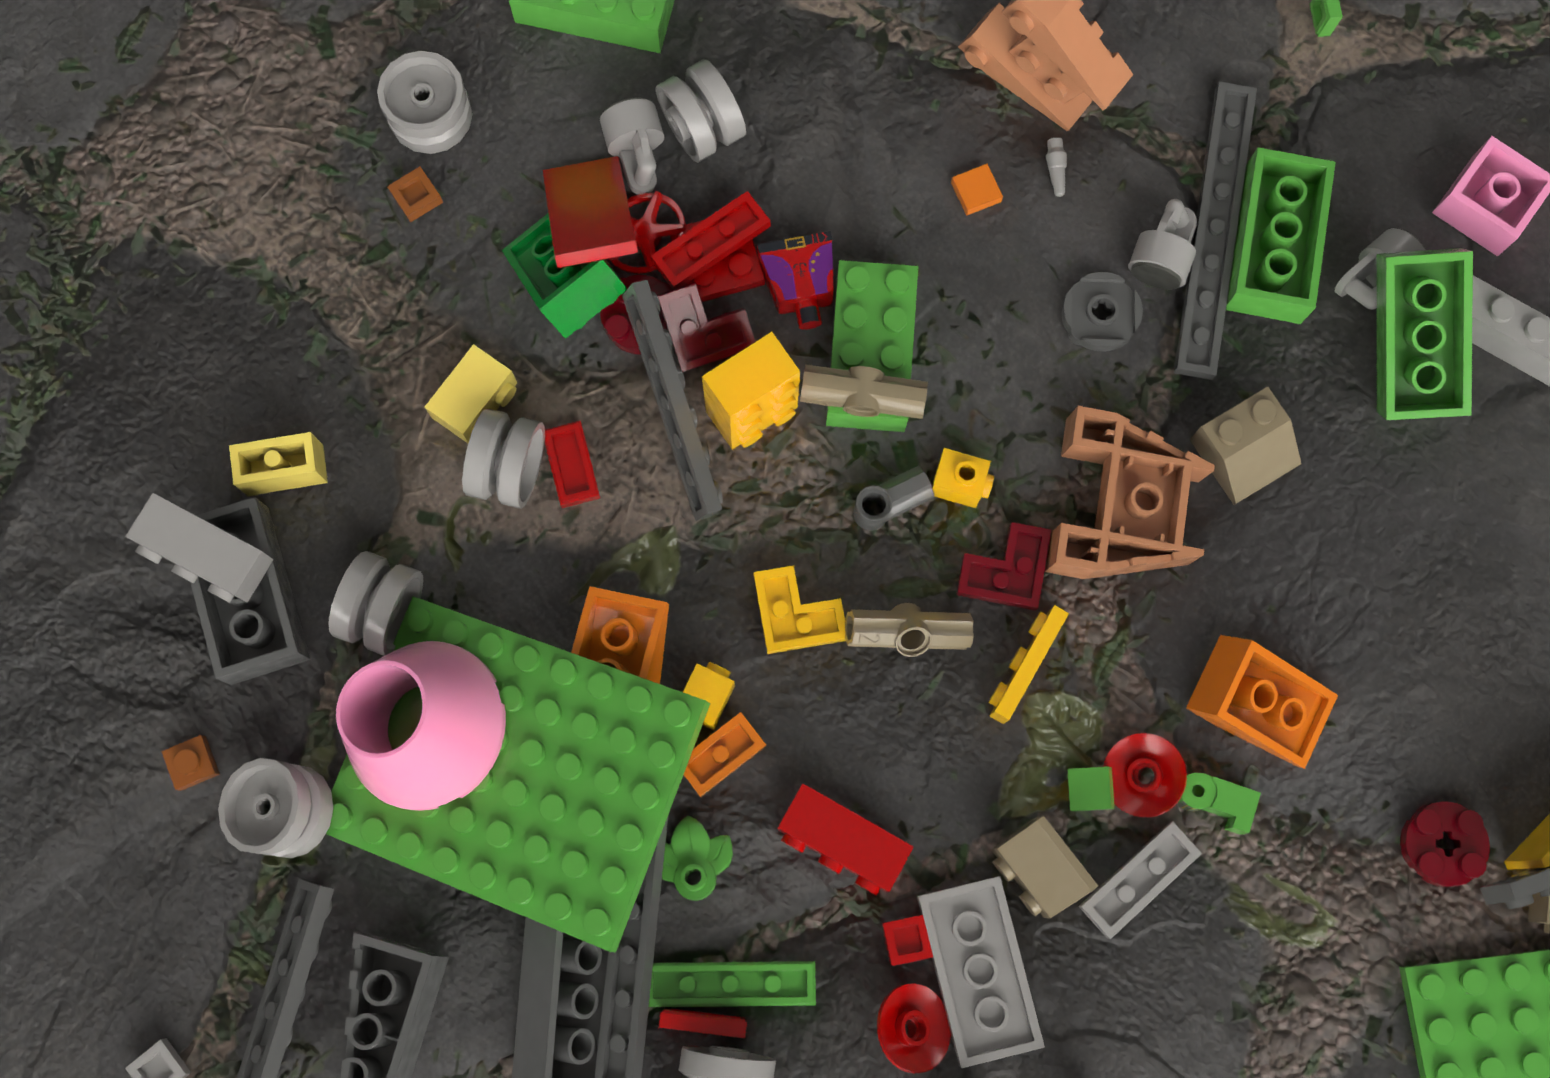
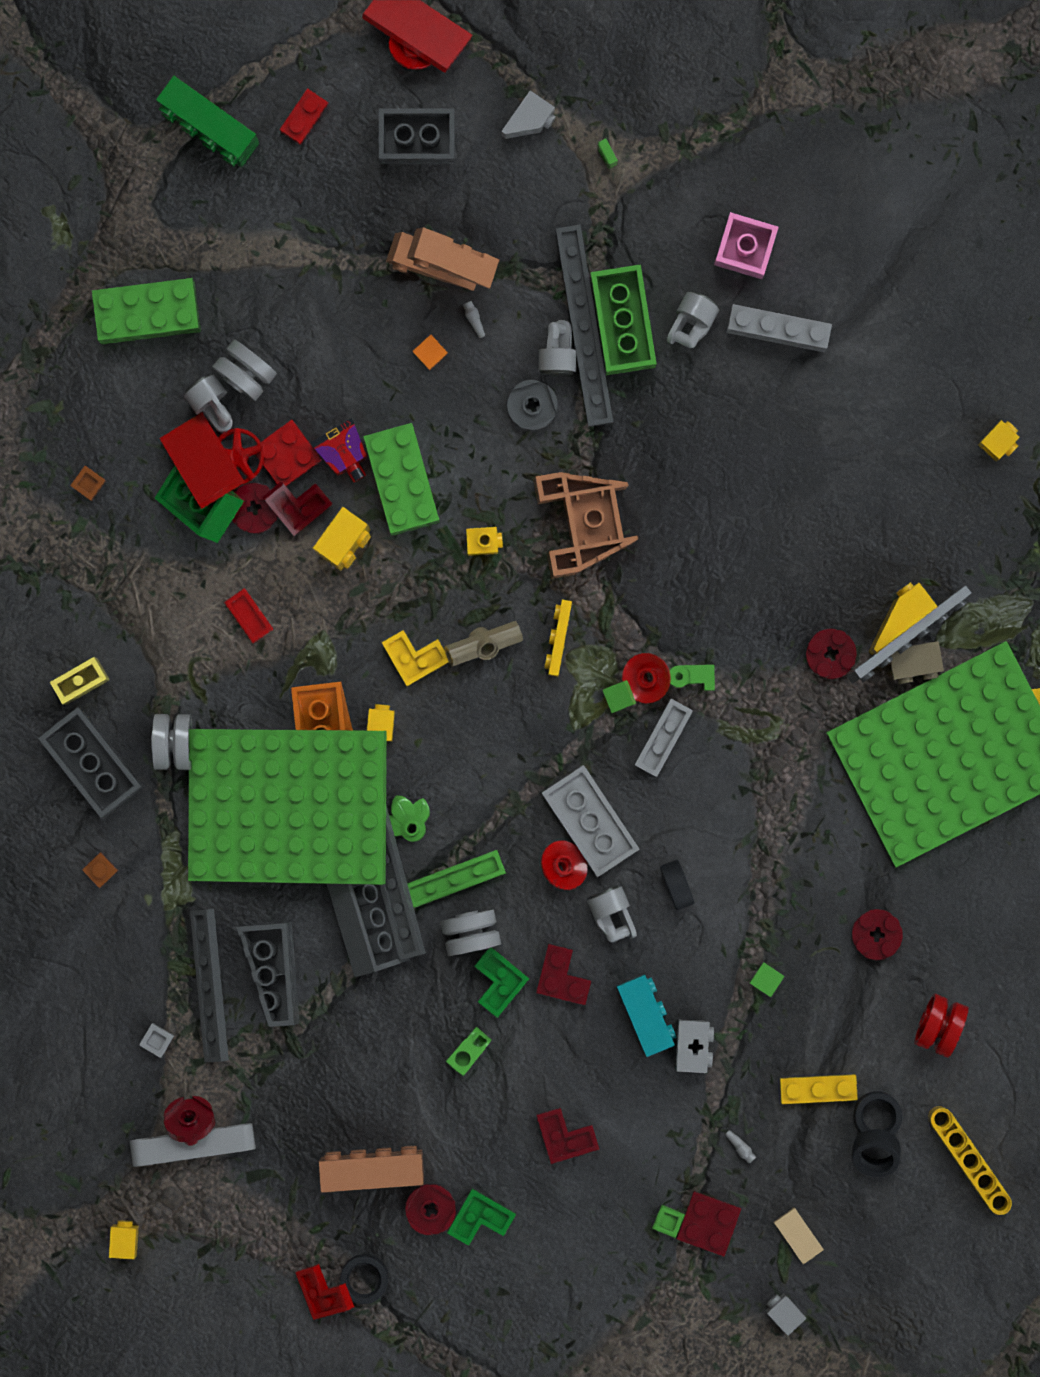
camera: 25 degrees left, 10 degrees up
(198, 549) = (62, 750): light grey brick -> none
(275, 808) = (164, 876): light grey wheel -> none
(425, 102) = (58, 418): light grey wheel -> none
(456, 732) = (253, 793): bright pink cone -> none
(472, 386) = (175, 596): light yellow brick -> none
(503, 458) = (209, 630): light grey wheel -> none
(668, 388) = (290, 550): dark grey plate -> none
(703, 1022) = (447, 905): red tile -> none
(711, 241) = (281, 451): red plate -> none
(722, 754) = (402, 753): orange plate -> none
(844, 840) = (488, 777): red brick -> none
(864, 391) = (407, 516): dark tan piece -> none
(894, 497) = (448, 565): dark grey piece -> none
(907, 940) = (544, 819): red plate -> none
(1014, 579) = (535, 589): dark red plate -> none
(1042, 868) = (604, 752): dark tan slope -> none
(1249, 445) = (646, 459): dark tan slope -> none
(1262, 699) = (701, 609): orange slope -> none
(1424, 333) = (724, 358): bright green brick -> none

